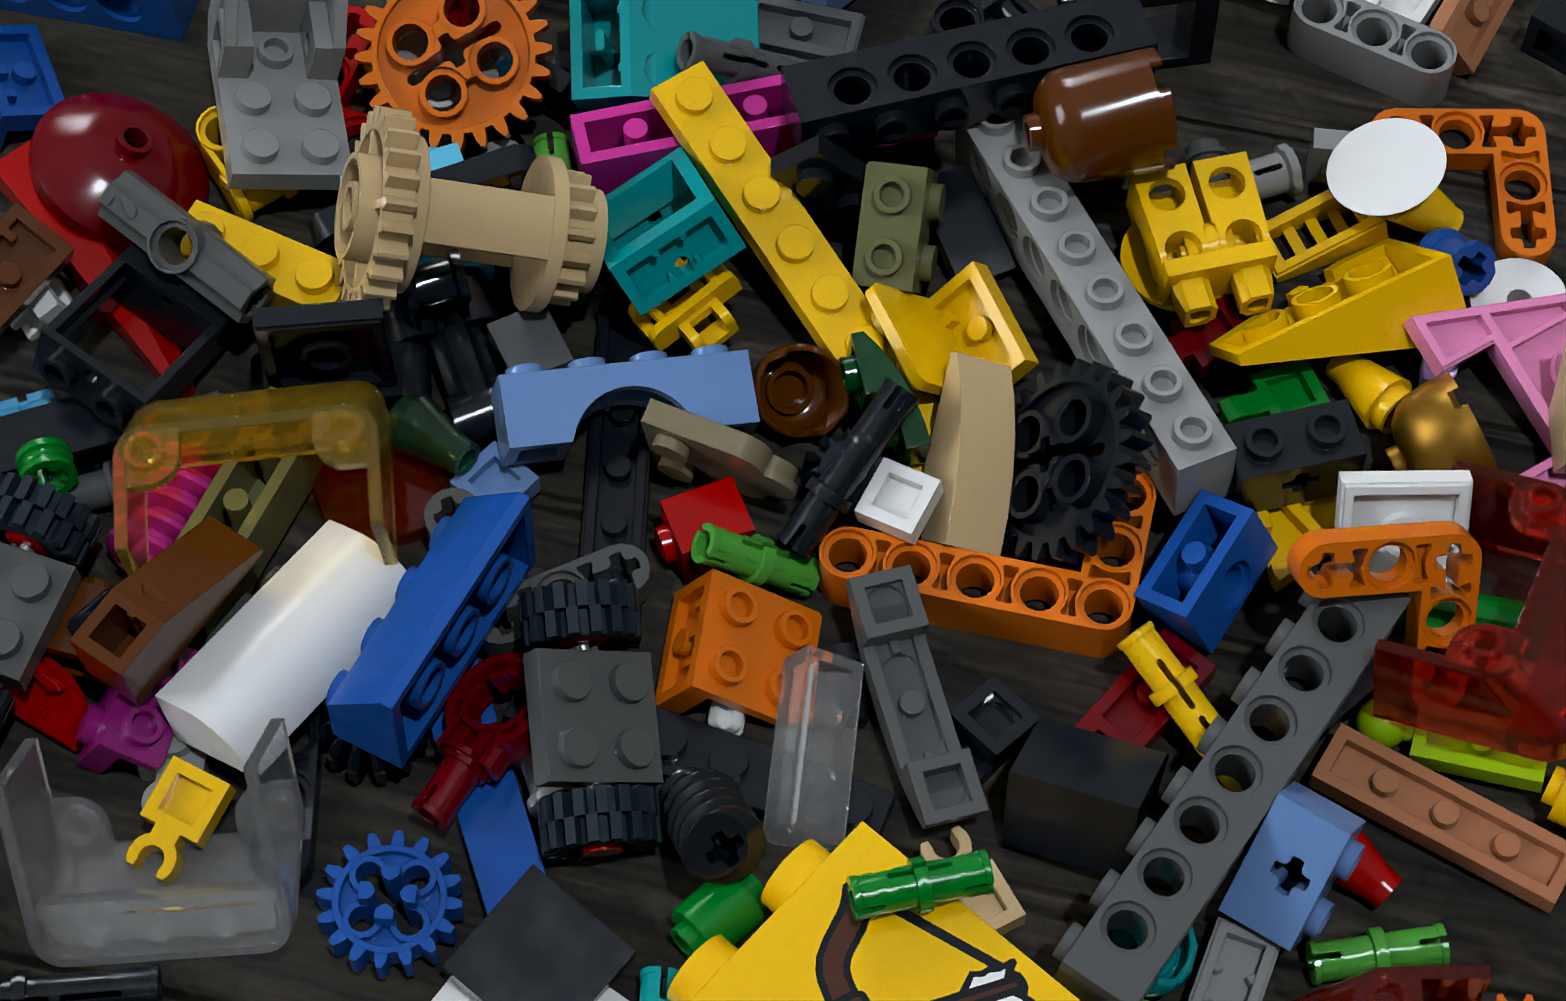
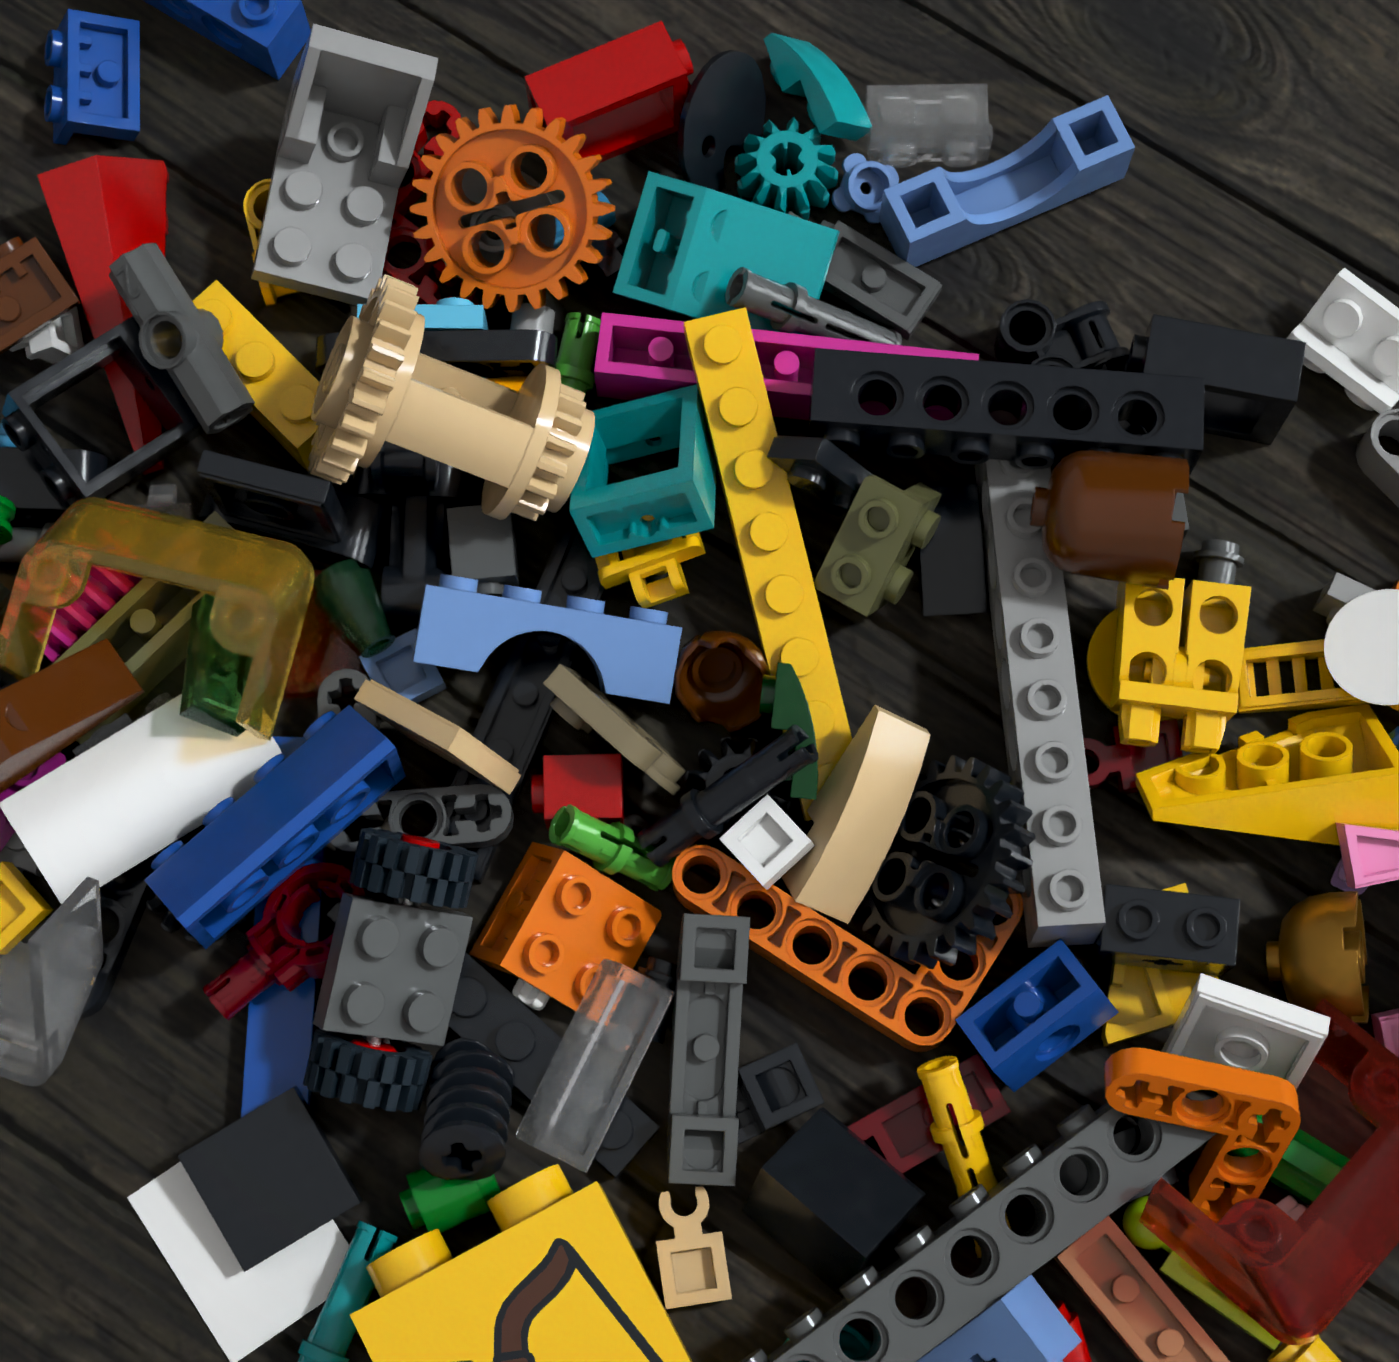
camera: 20 degrees right, 15 degrees up
(93, 141) = (122, 204): dark red dish -> none
(328, 509) = (212, 675): none -> clear green plate
(357, 900) = (140, 1105): blue gear -> none
(566, 507) = (438, 735): none -> tan tile
(920, 884) = (621, 1276): green pin -> none
(960, 317) = (888, 662): yellow bracket -> none
(1273, 392) = (1186, 851): green plate -> none
(1277, 173) = (1290, 591): light grey bush -> none
(1369, 389) = (1282, 873): yellow cone -> none

